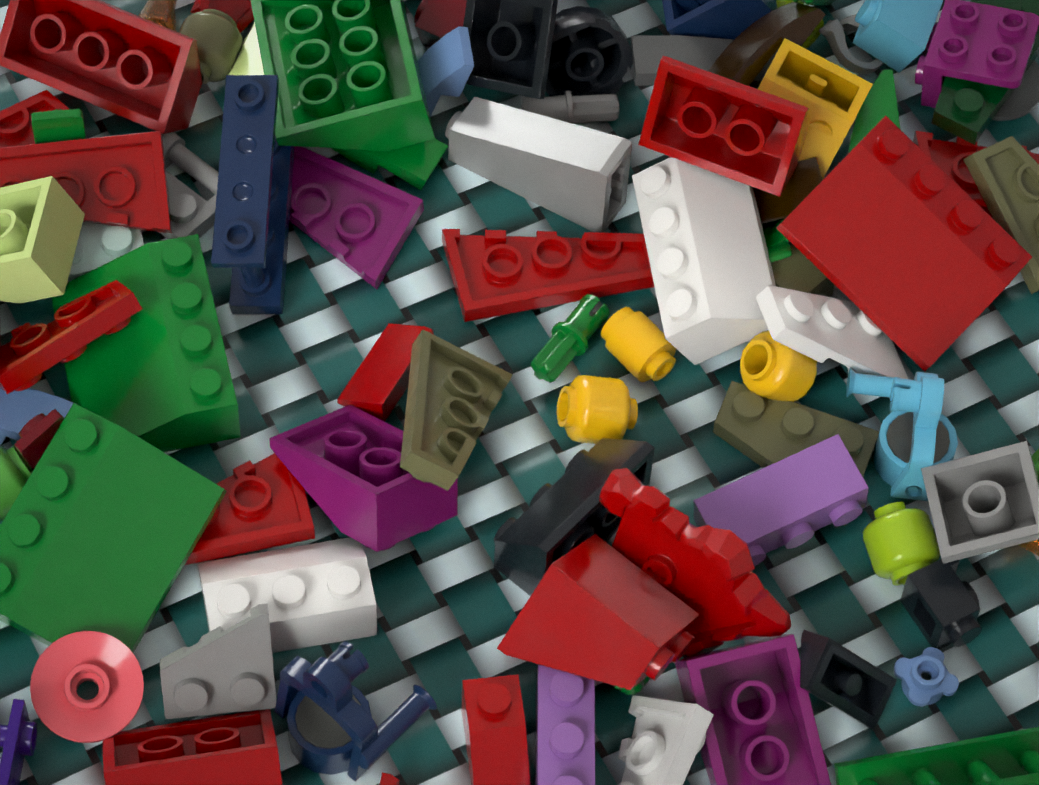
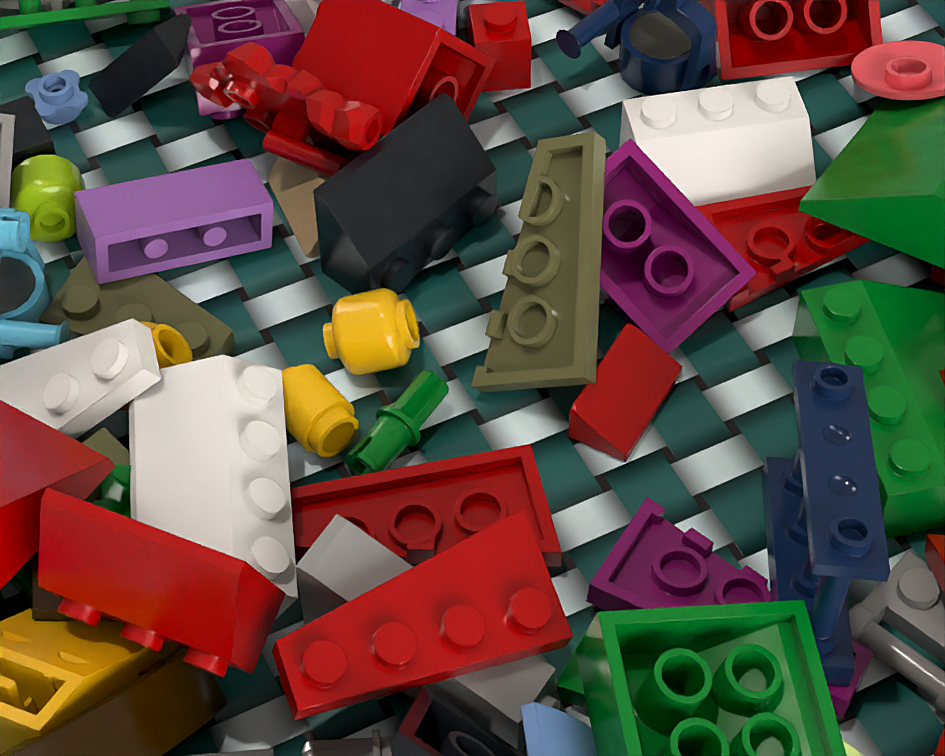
camera: 175 degrees left, 5 degrees down
(222, 671) = (806, 65): light grey wing -> none
(515, 129) = (437, 621): none -> red wing

